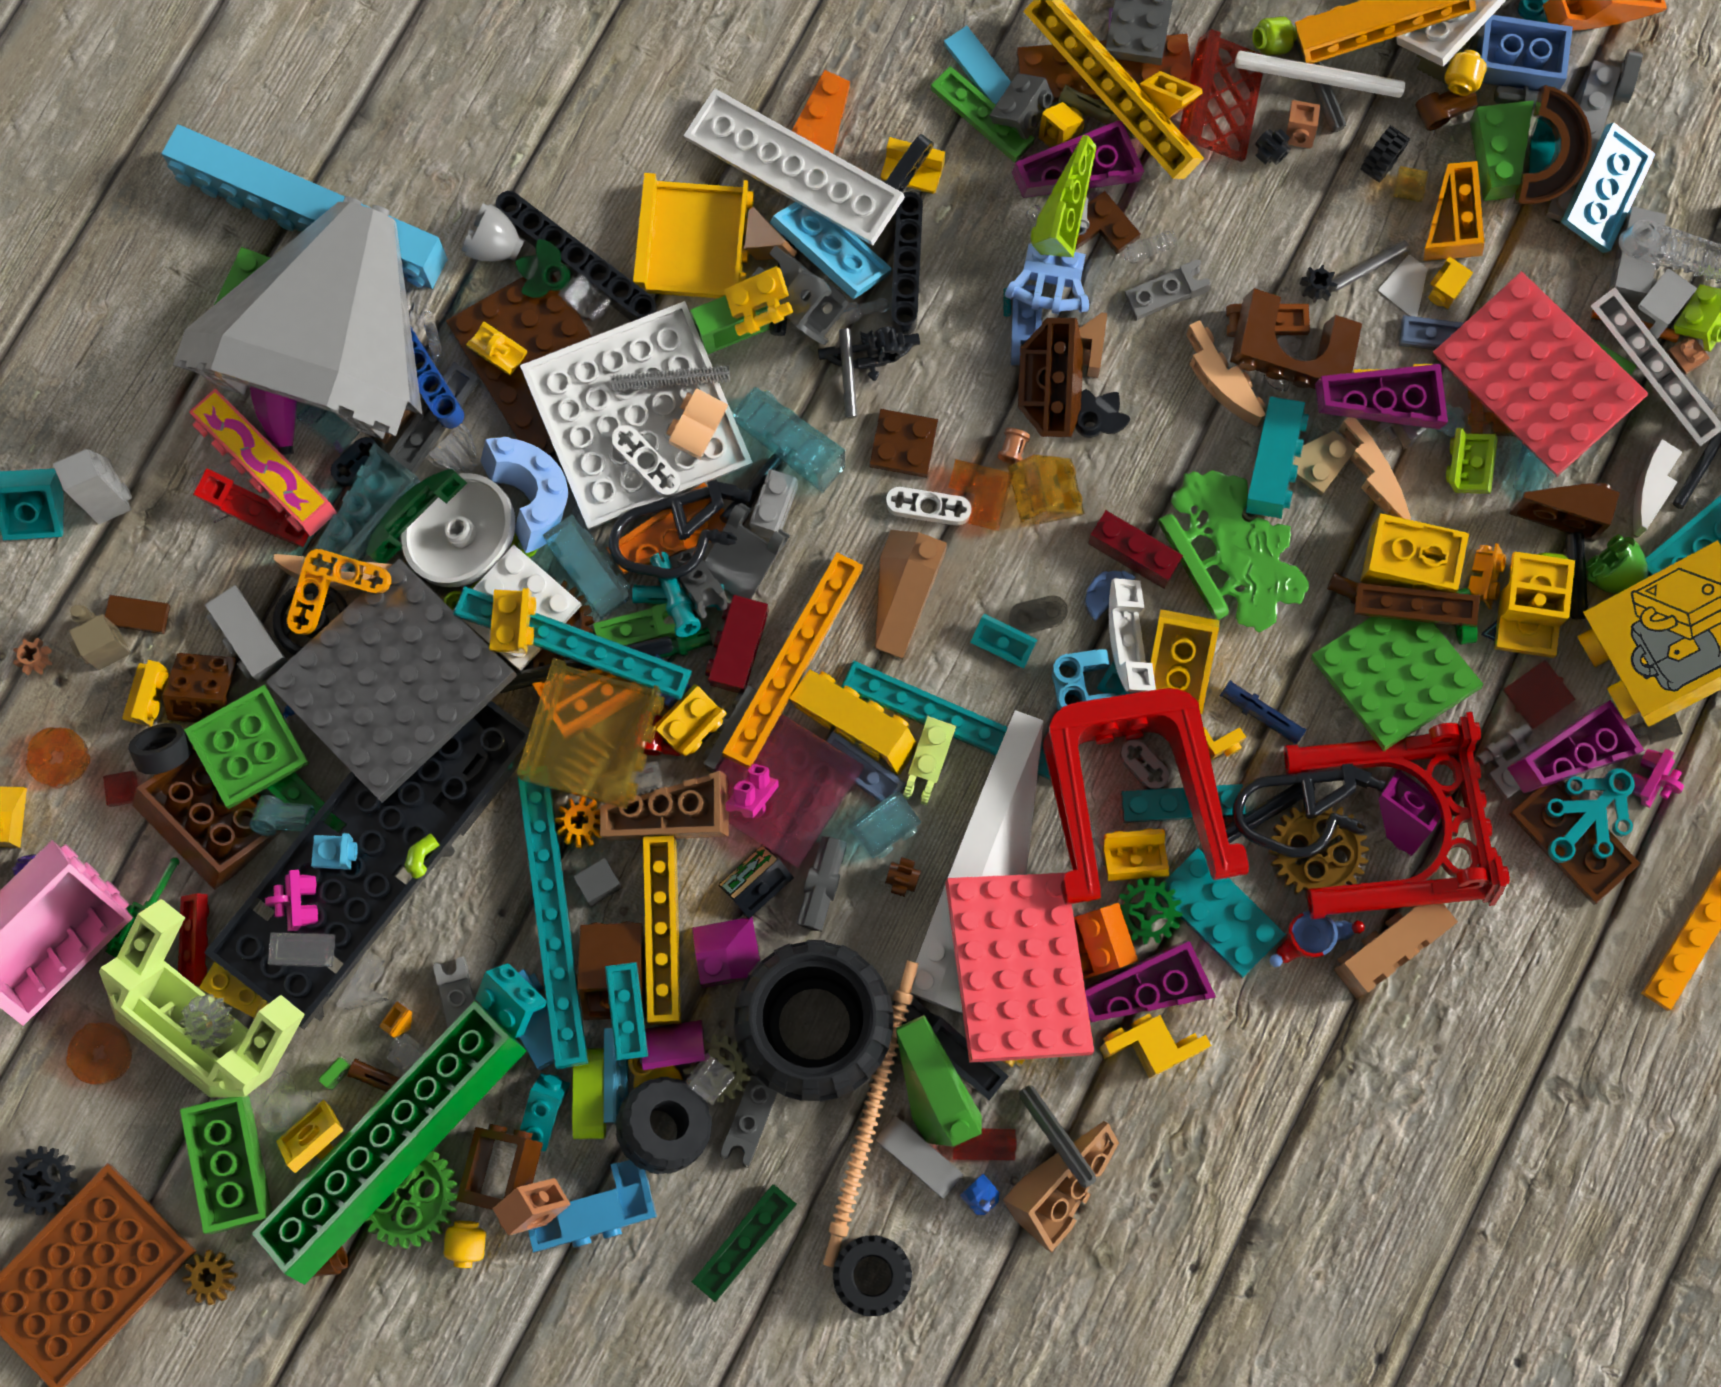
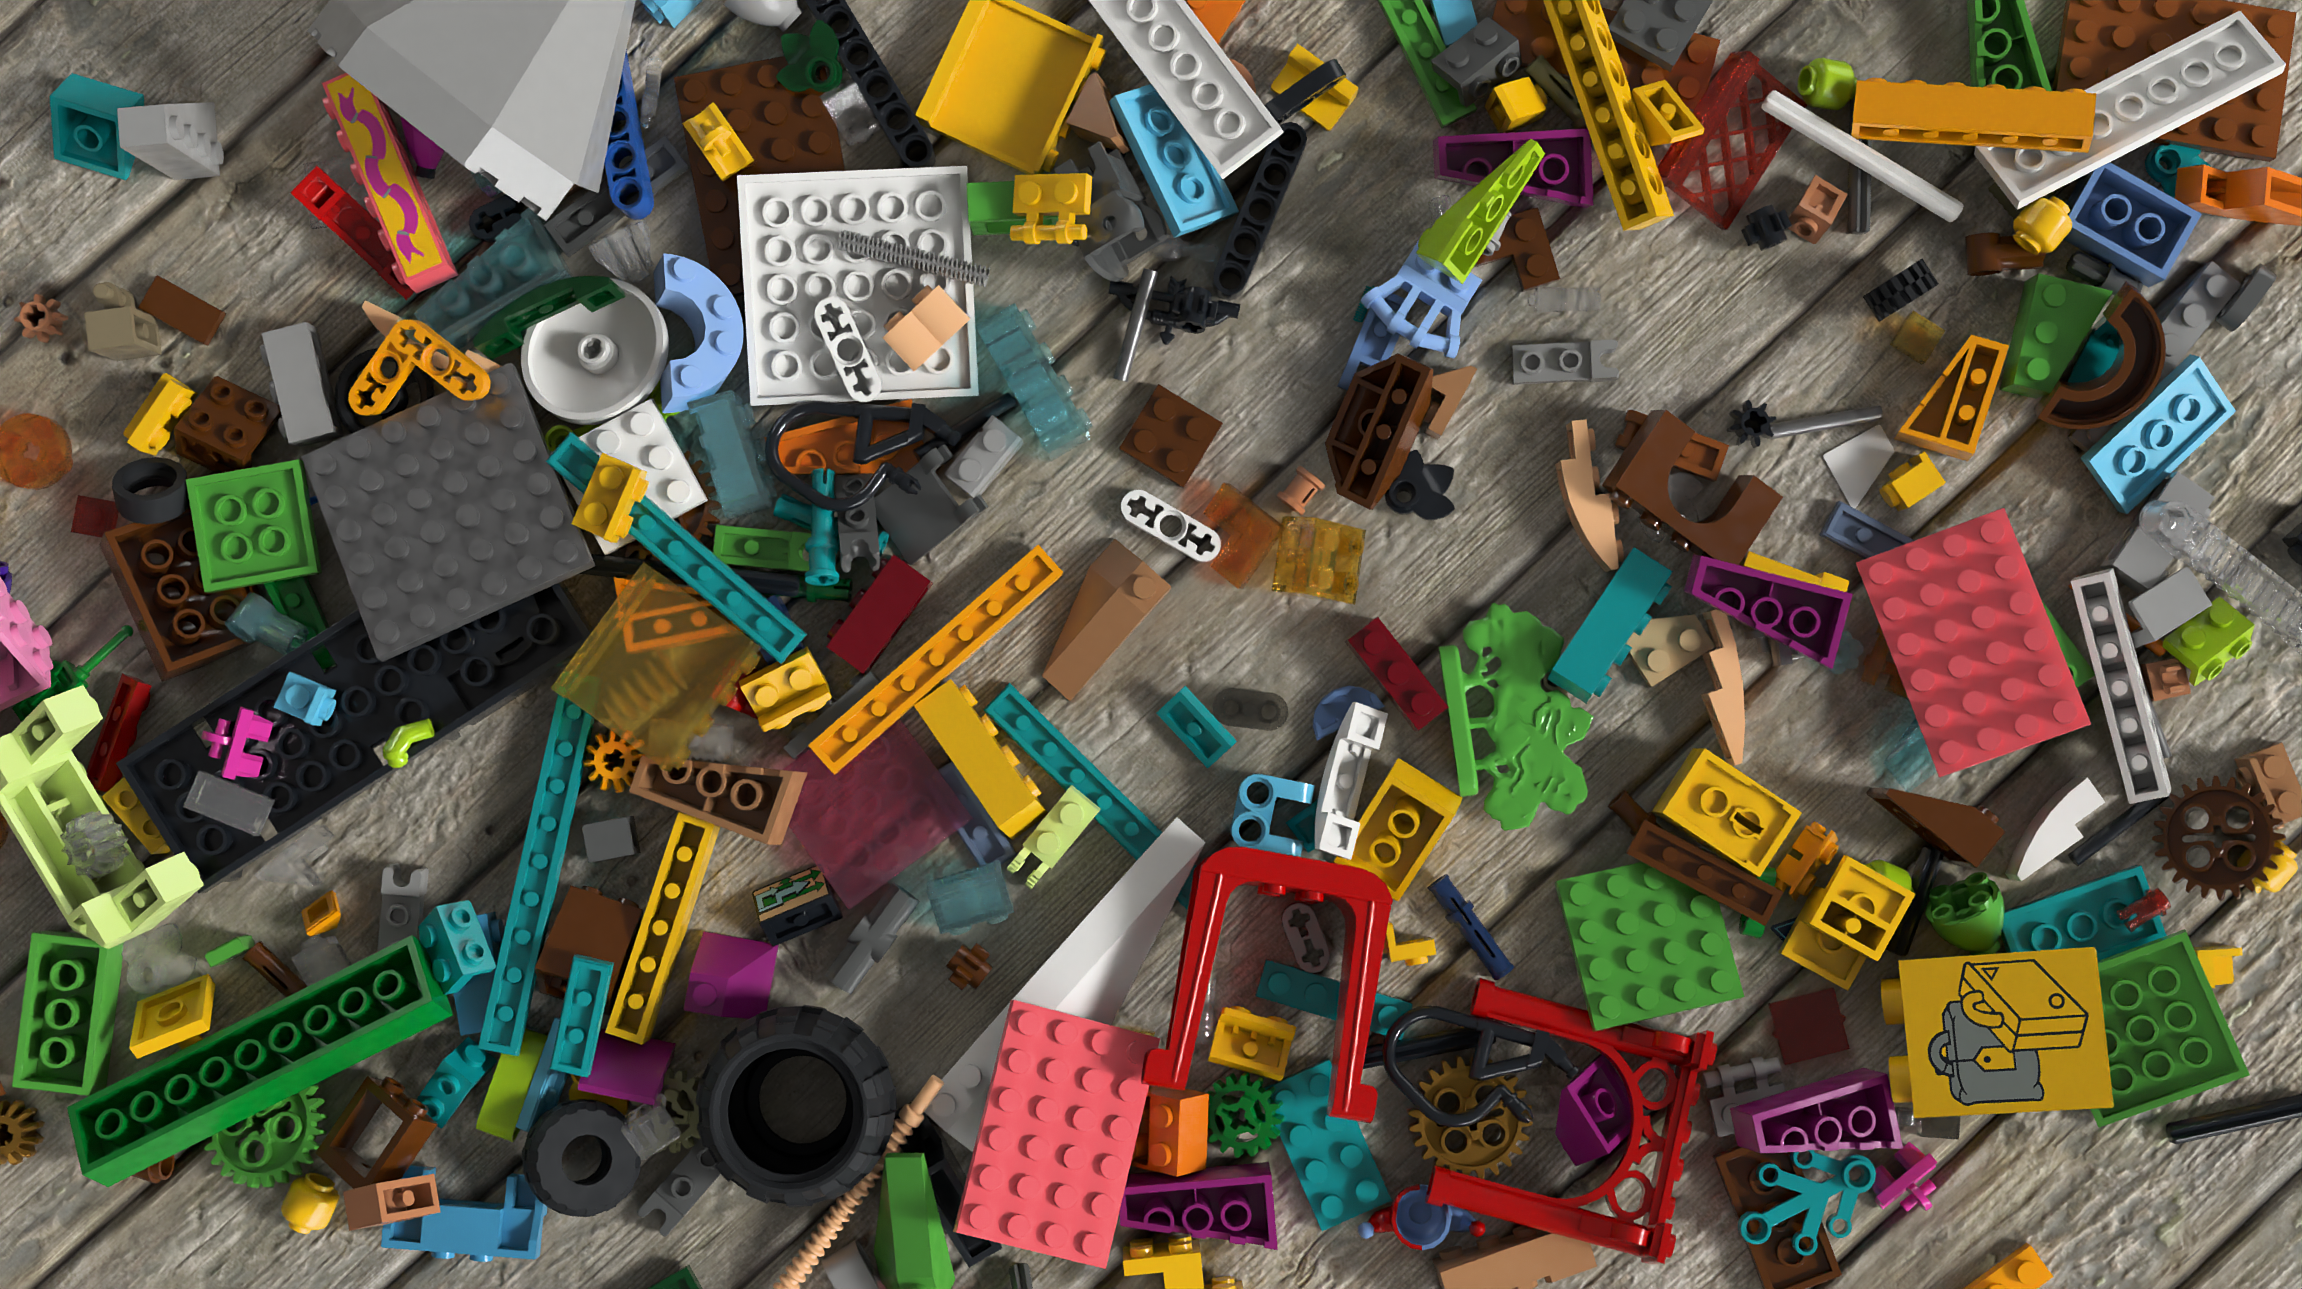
camera: 20 degrees right, 10 degrees up
(752, 792) = (825, 808): dark pink hips -> none
(1472, 462) = (1846, 716): lime bracket -> none

